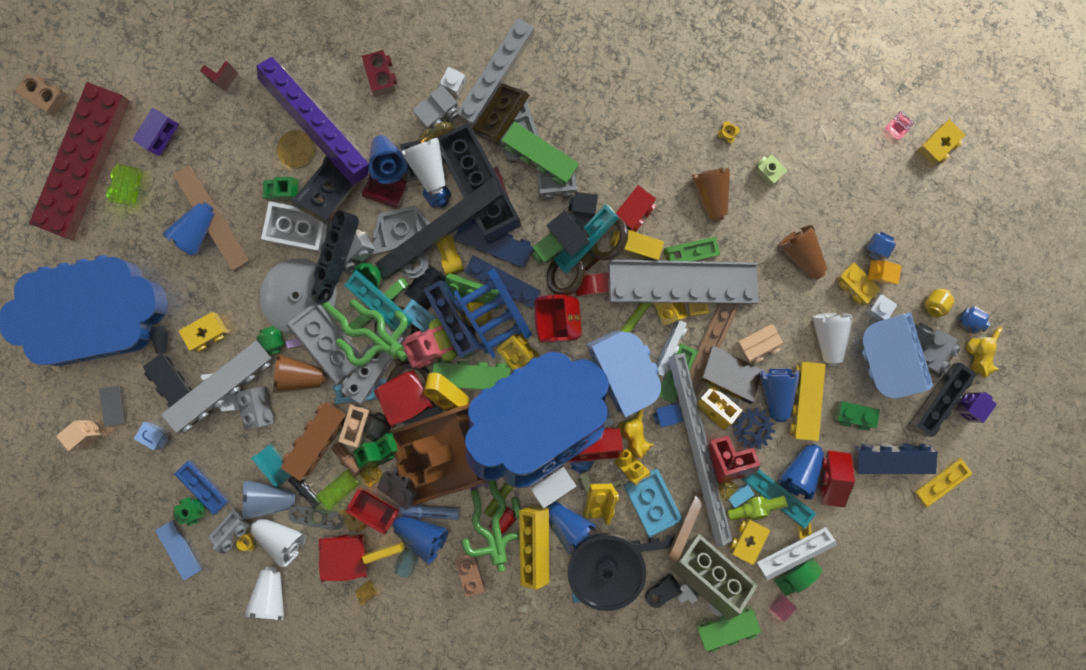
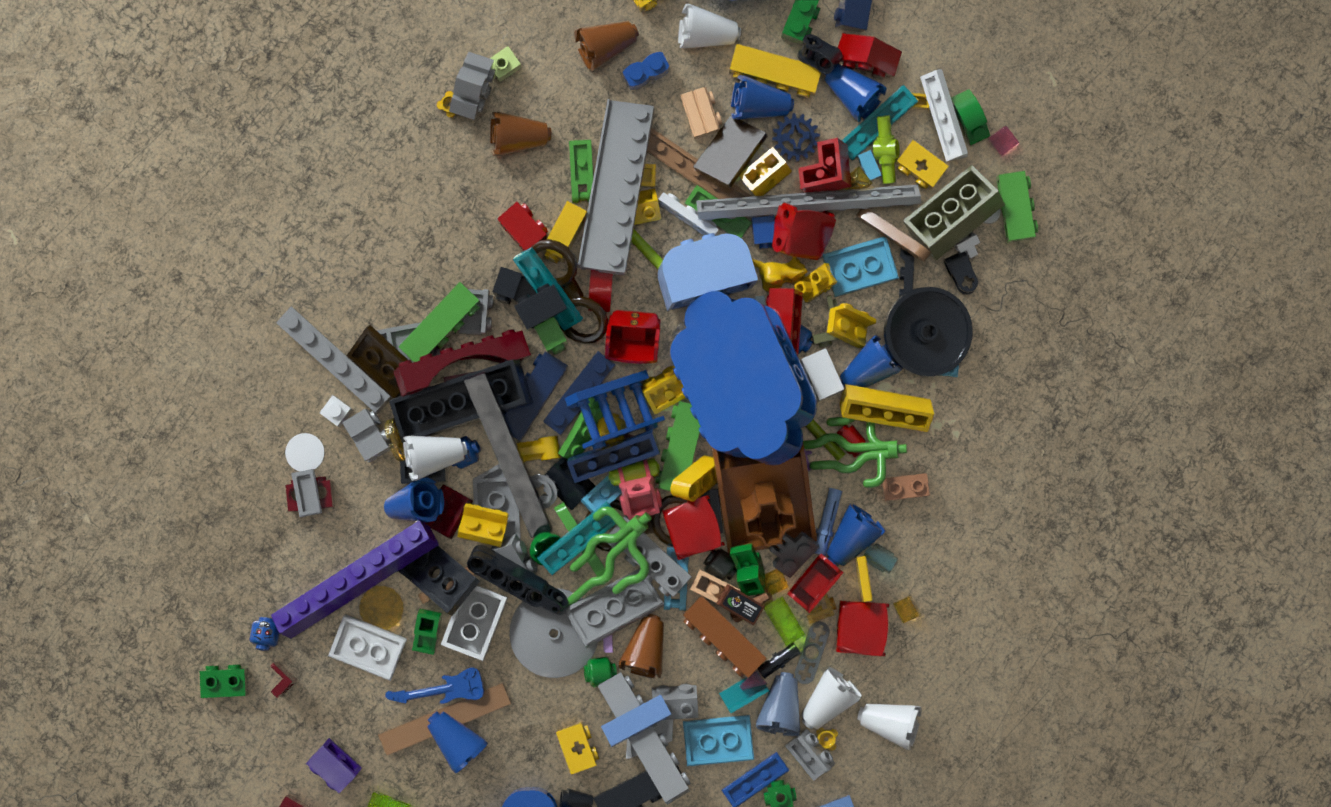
camera: 75 degrees left, 0 degrees up
(211, 29) = (223, 682): none -> green brick
(229, 377) = (636, 720): none -> medium blue tile
(229, 450) = (718, 740): none -> medium azure tile
(240, 228) = (464, 685): none -> blue piece
(256, 54) = (264, 634): none -> blue head
(260, 143) = (367, 647): none -> white tile
(281, 475) = (753, 681): none -> clear pink slope
(343, 450) = (740, 604): none -> tile
(376, 220) = (483, 525): none -> yellow bracket
(379, 68) = (306, 493): none -> light grey tile
(415, 63) = (304, 452): none -> white sticker
(491, 139) = (417, 375): none -> dark red arch
(673, 449) = (803, 232): none -> red piece
(748, 145) = (472, 86): none -> light grey brick
(790, 295) = (640, 73): none -> blue brick
(829, 437) = (819, 55): none -> black piece

